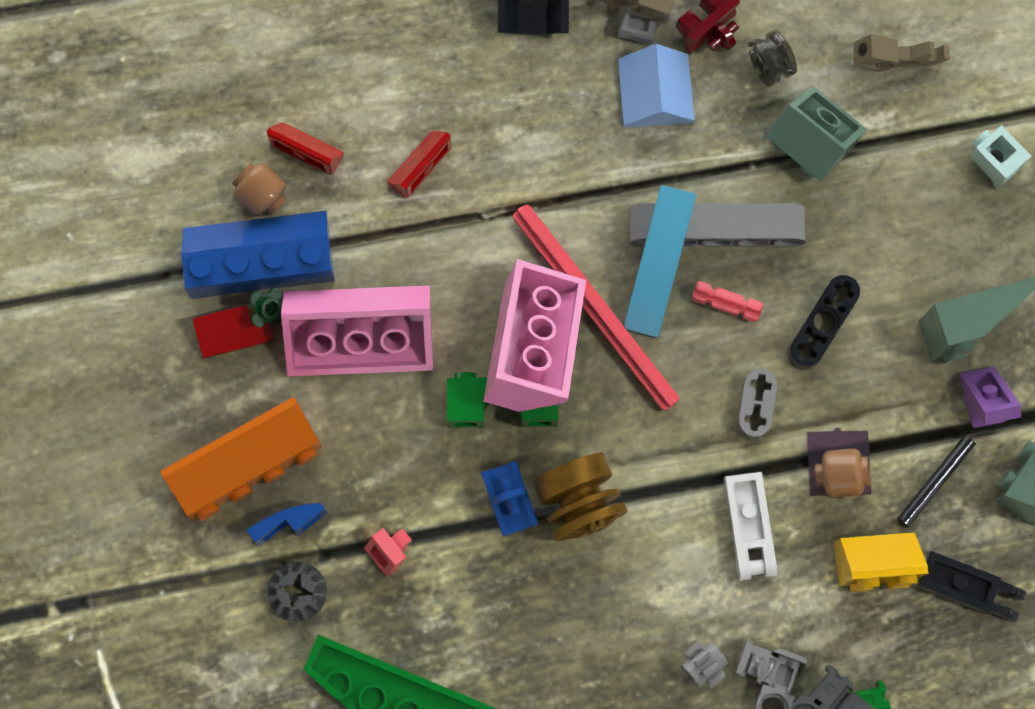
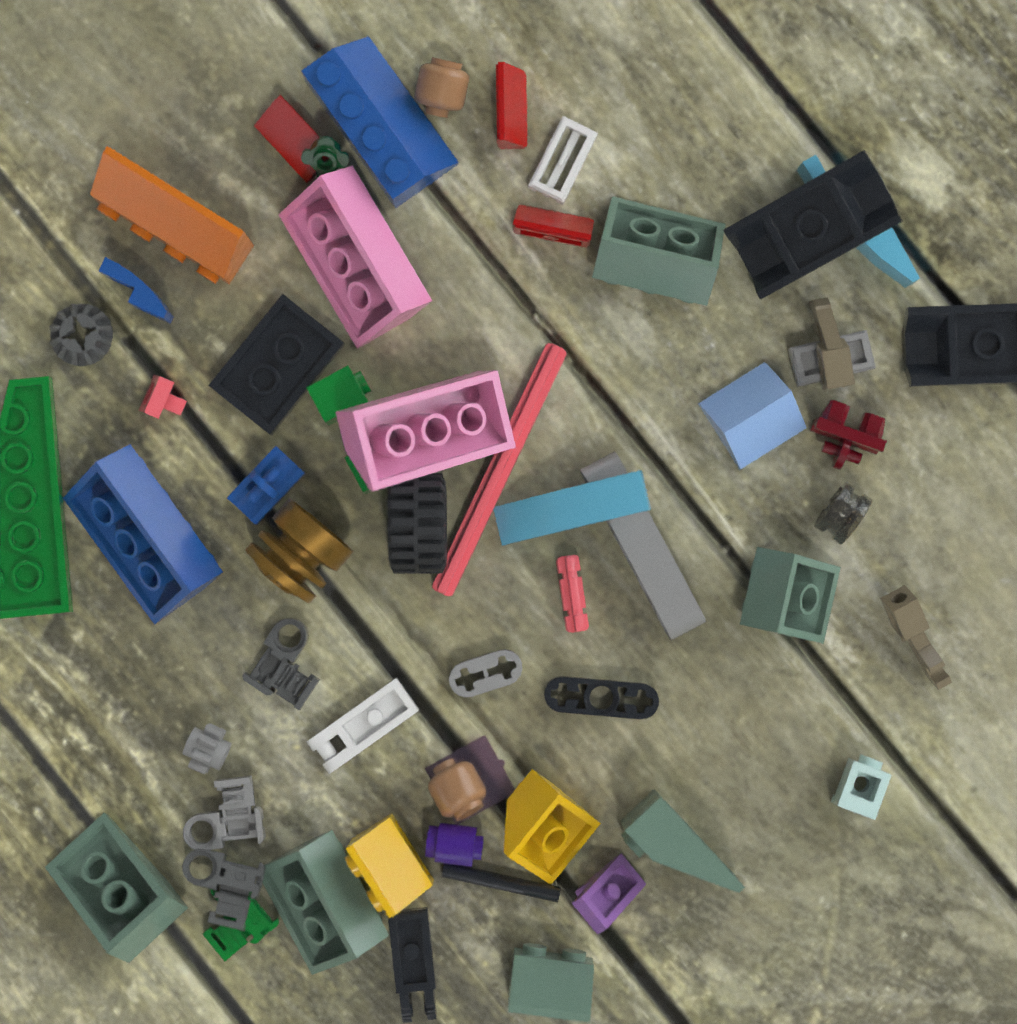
camera: 65 degrees right, 10 degrees up
(387, 152) = (548, 190): none -> white tile
(412, 440) = (276, 364): none -> black plate
(487, 91) = (659, 251): none -> sand green slope
(494, 626) = (142, 533): none -> blue slope
(611, 387) = (417, 525): none -> black tyre
(669, 572) = (277, 672): none -> dark grey piece
(884, 635) = (323, 903): none -> sand green slope
(887, 501) = (454, 844): none -> dark purple brick
(908, 418) = (544, 827): none -> yellow slope

